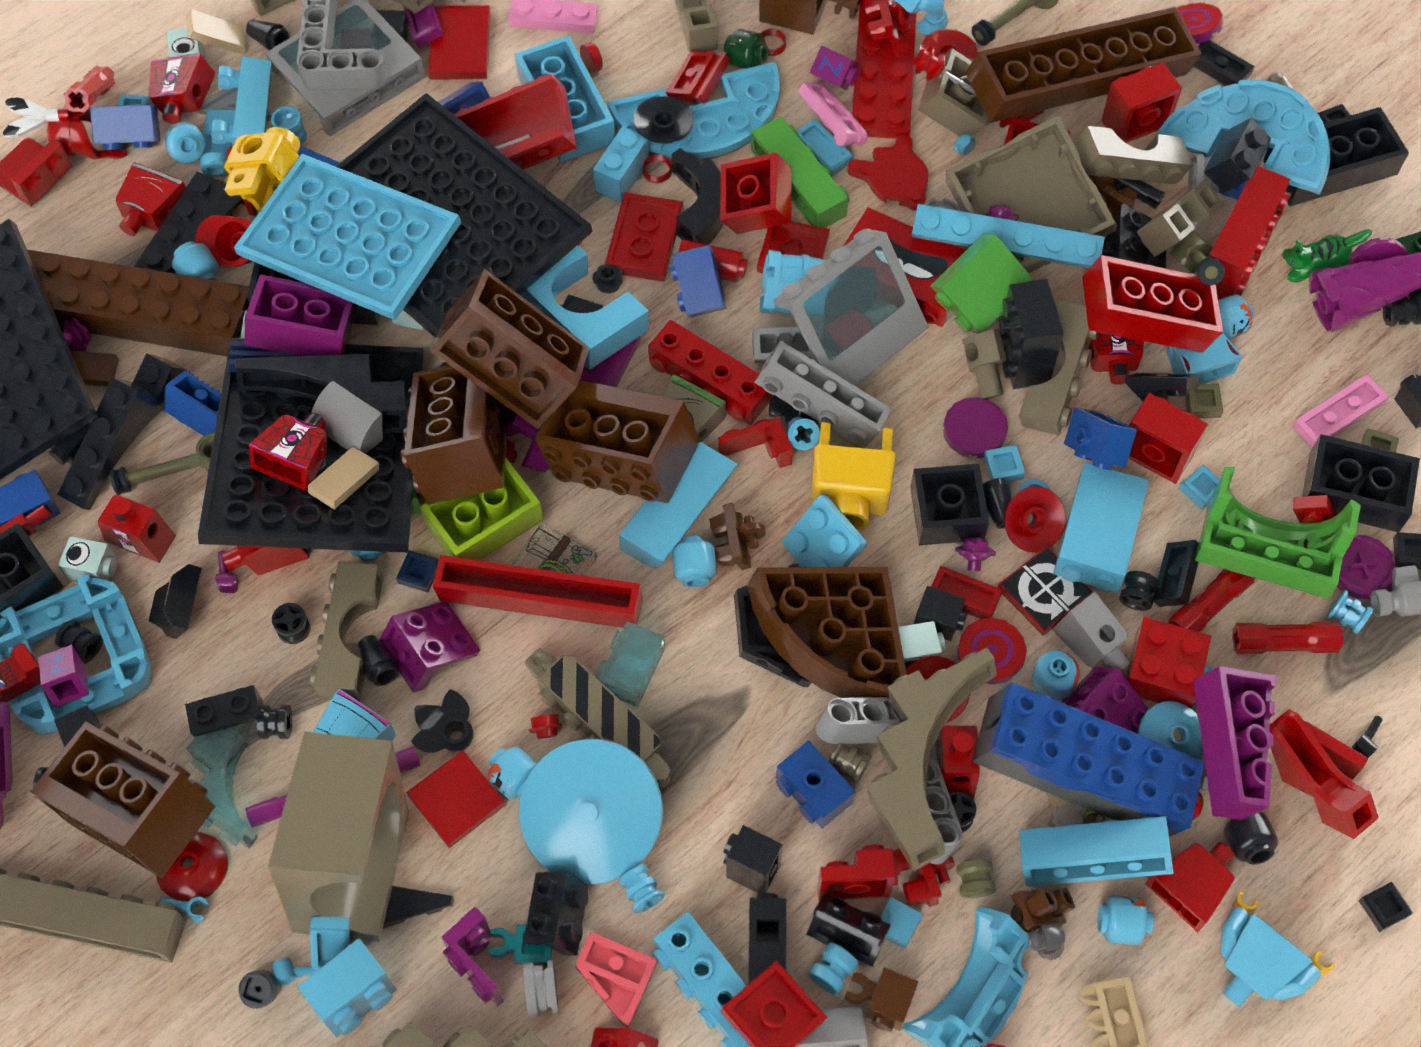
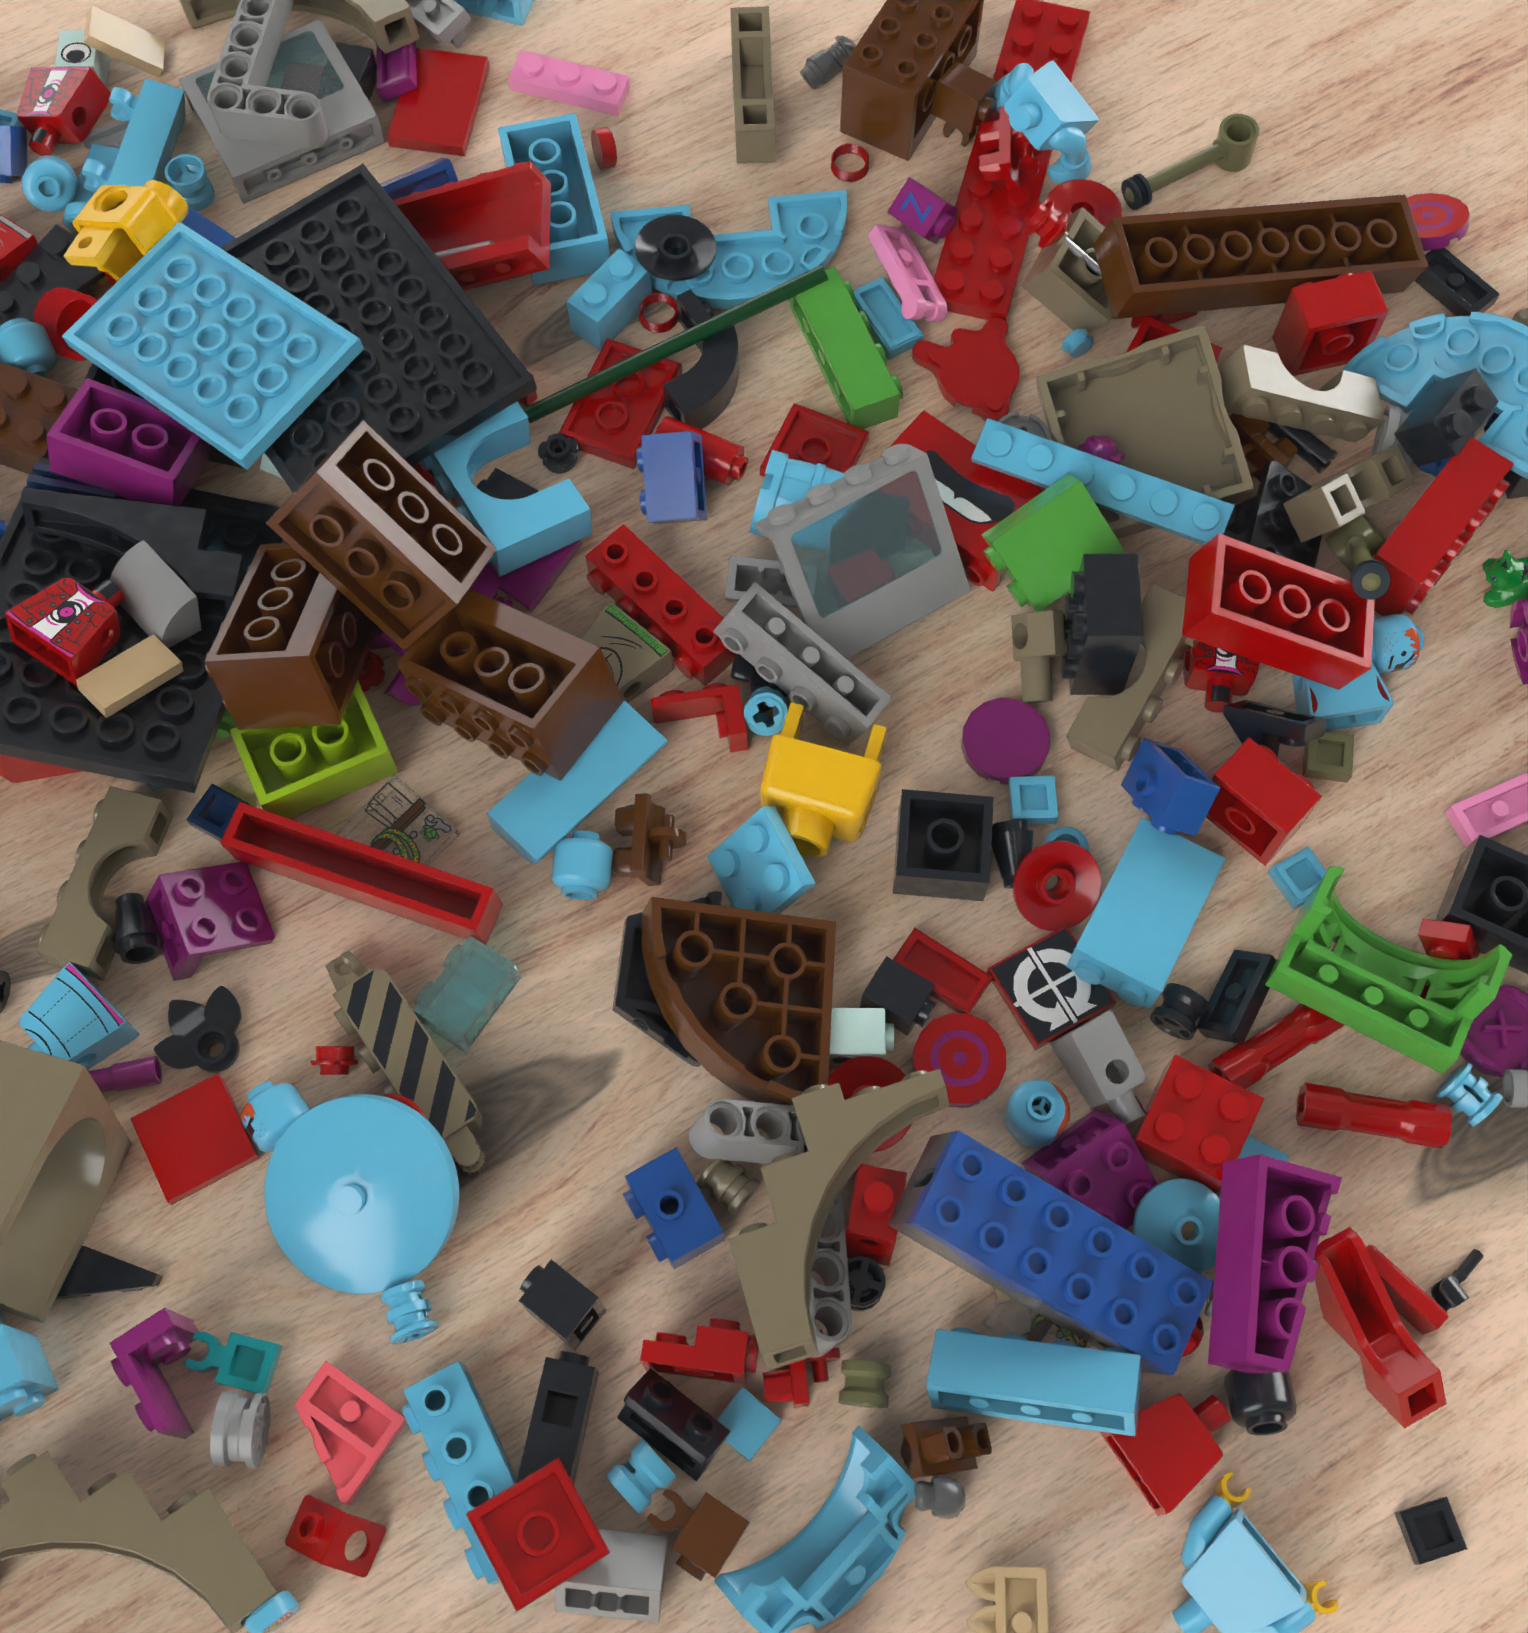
camera: 10 degrees right, 5 degrees up
(267, 33) = (191, 52): black cone -> none
(283, 620) = (27, 849): black wheel -> none
(556, 912) = (287, 1326): black bracket -> none
(681, 186) = (676, 344): none -> dark green piece
(698, 76) = (738, 195): red plate -> none
(746, 49) = (810, 166): dark green head -> none
(756, 193) = (776, 368): red brick -> none
(975, 551) = (966, 916): magenta plant -> none
(1124, 920) = (1057, 1482): medium azure head -> none

